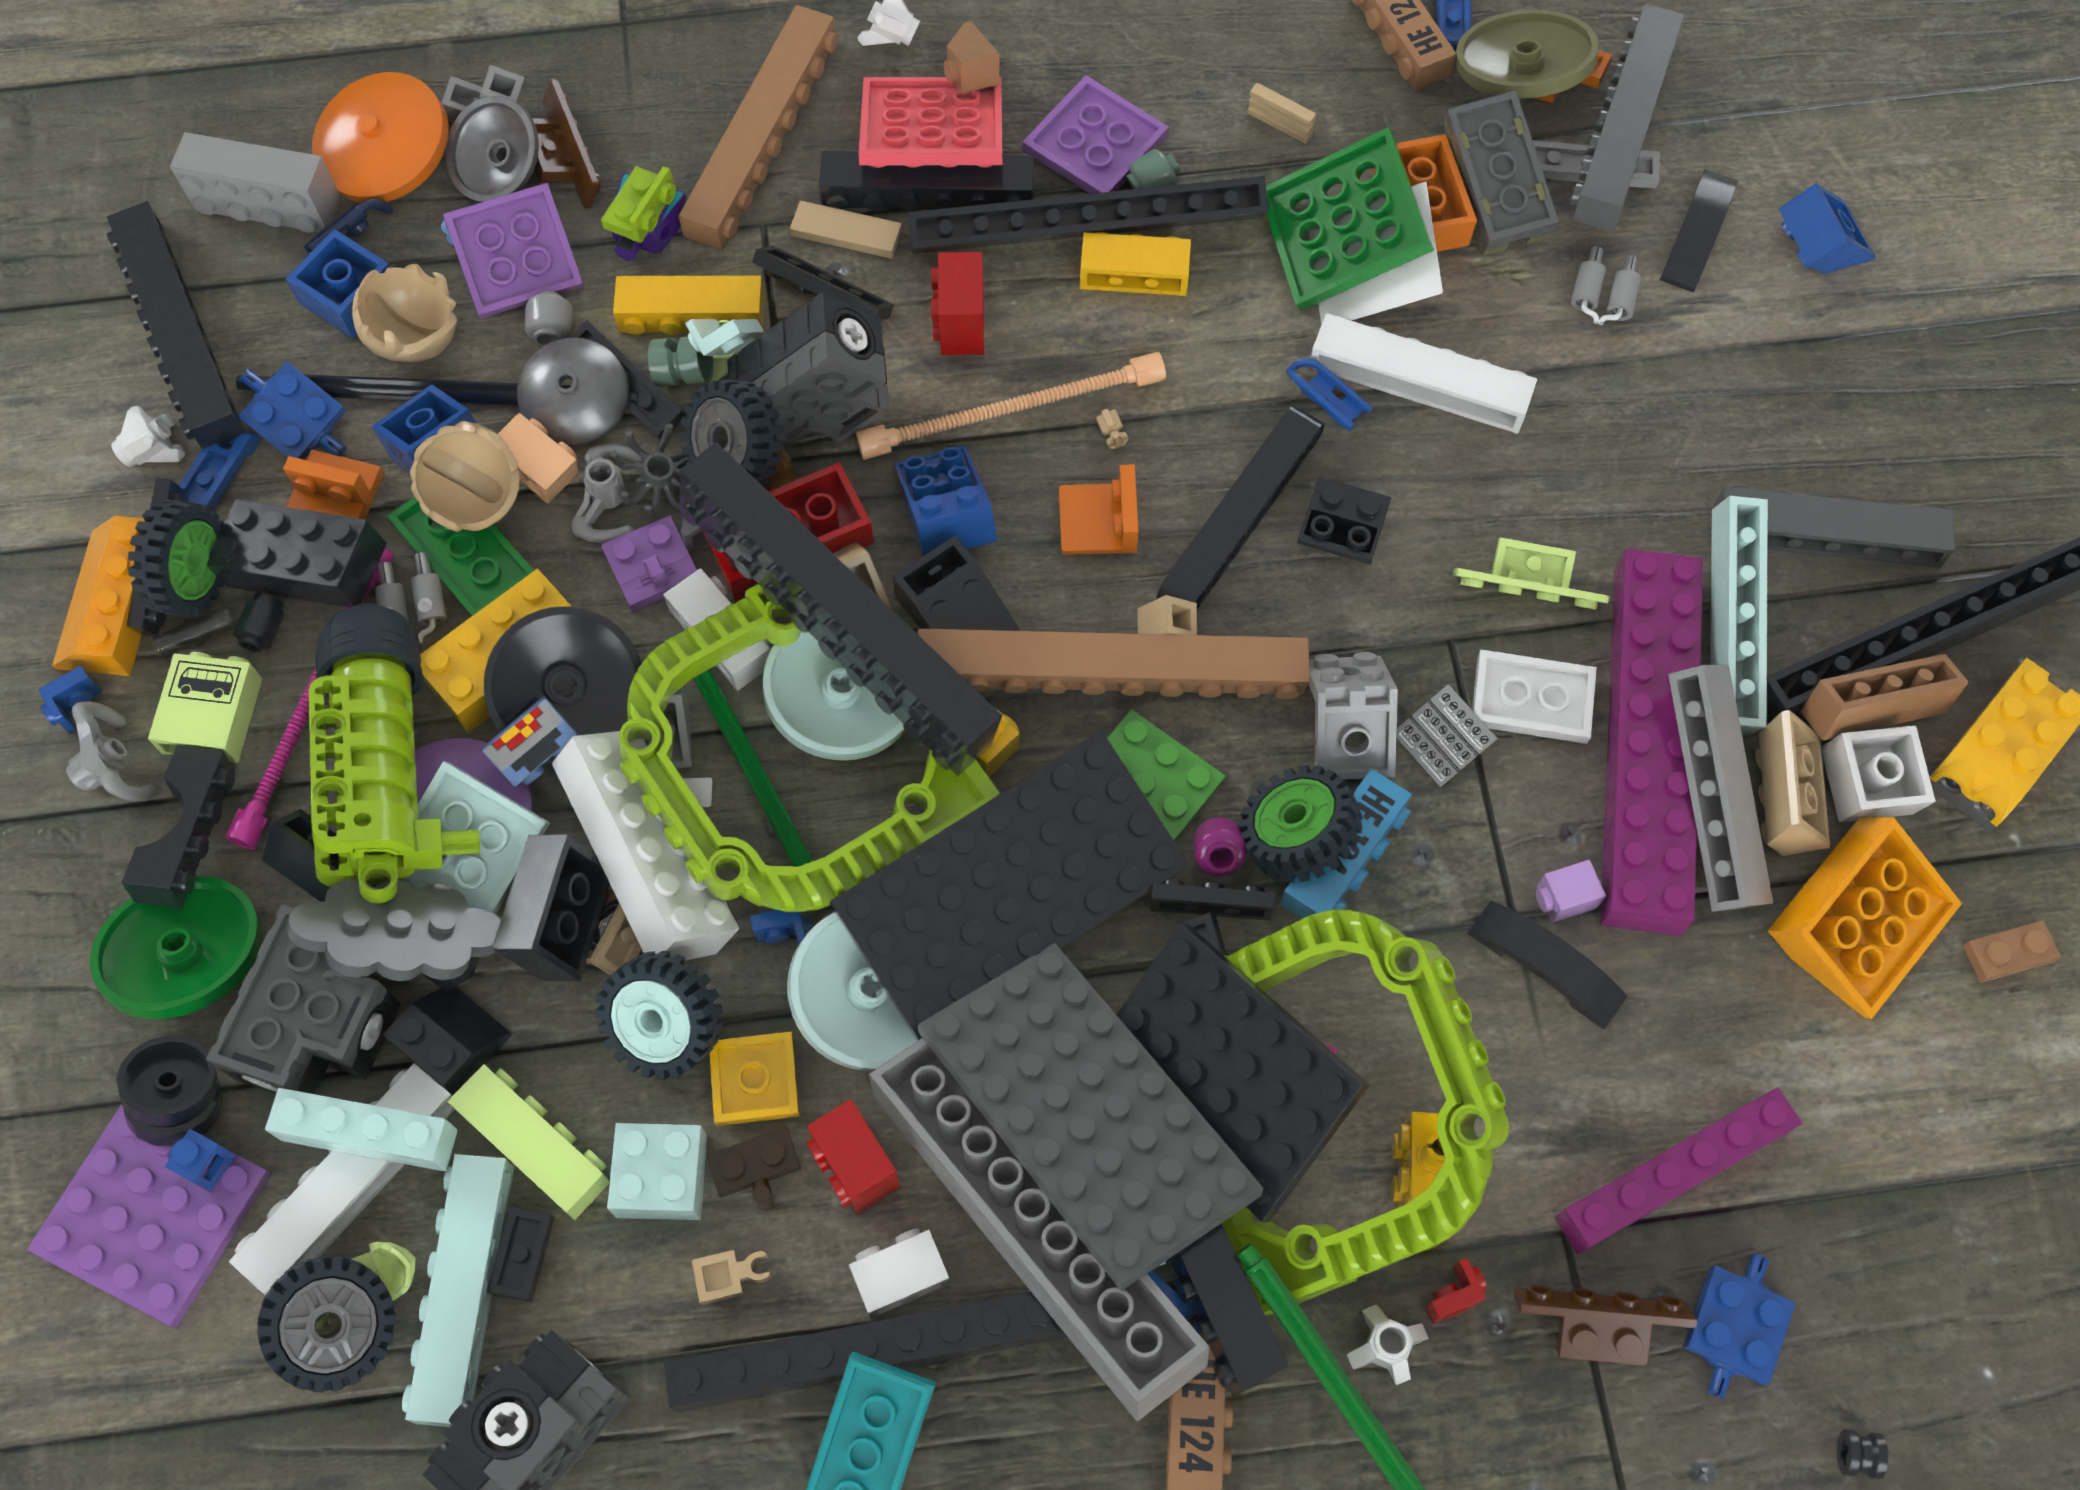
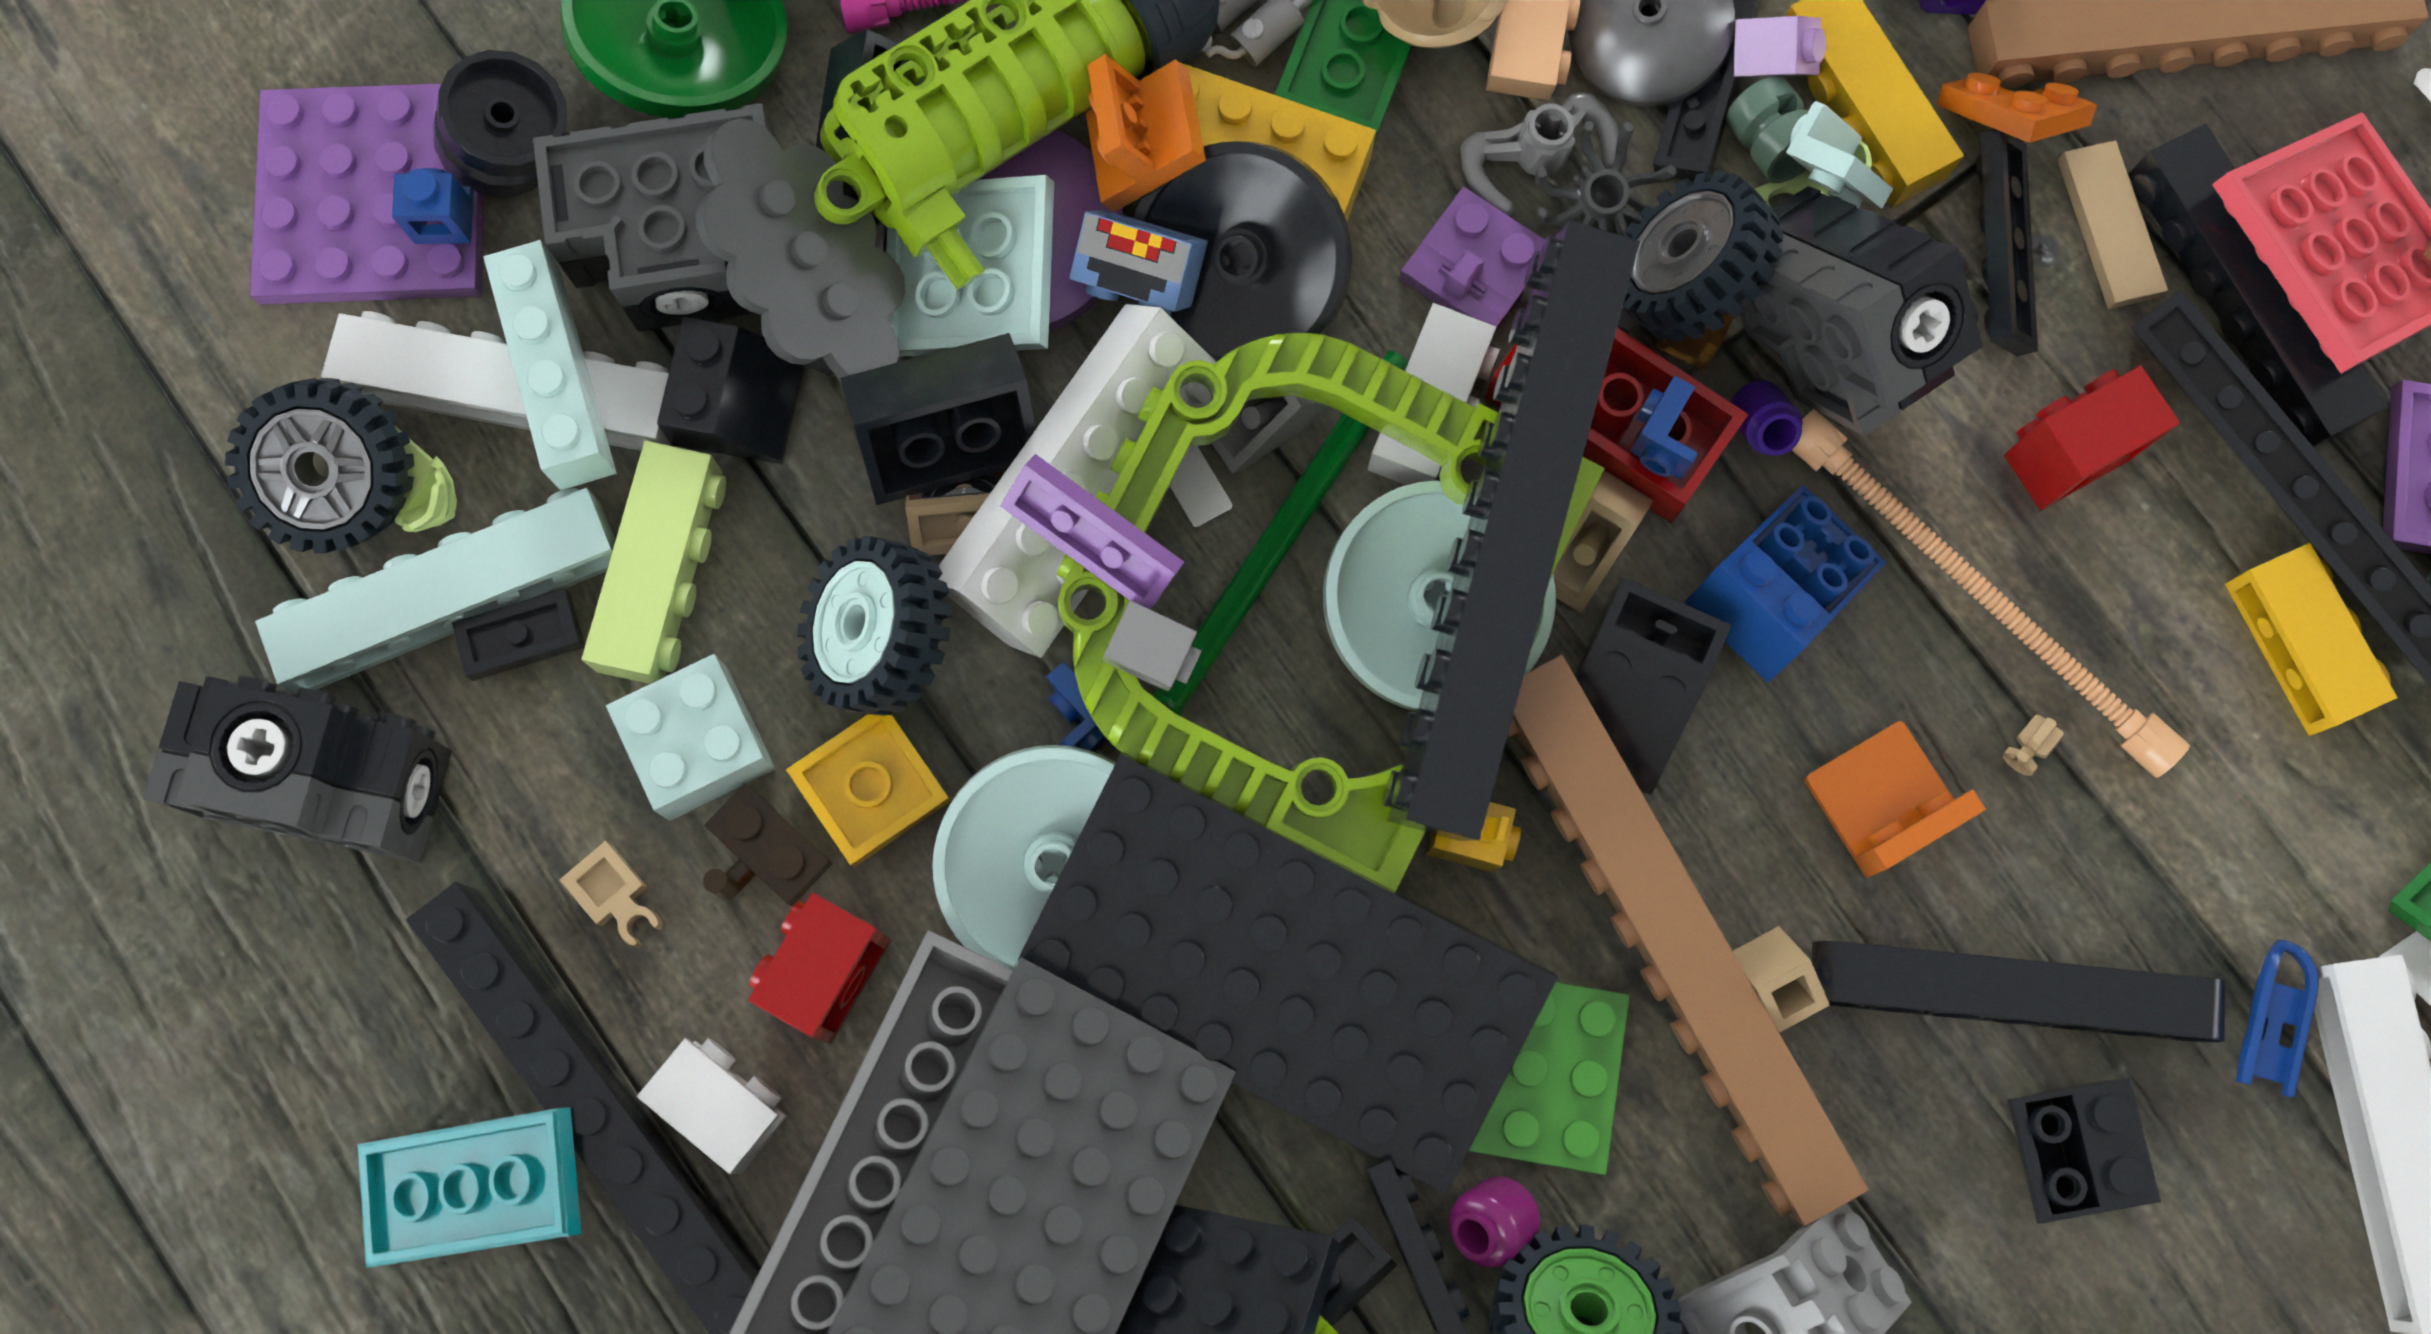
camera: 60 degrees right, 10 degrees up
(451, 694) = (1140, 129): none -> orange bracket
(633, 331) = (1778, 46): none -> lavender brick
(690, 838) = (1091, 533): none -> medium lavender plate
(759, 230) = (2019, 113): none -> orange plate
(779, 842) = (1152, 647): none -> light grey brick
(824, 514) = (1656, 449): none -> blue bracket
(851, 452) = (1772, 421): none -> dark purple brick

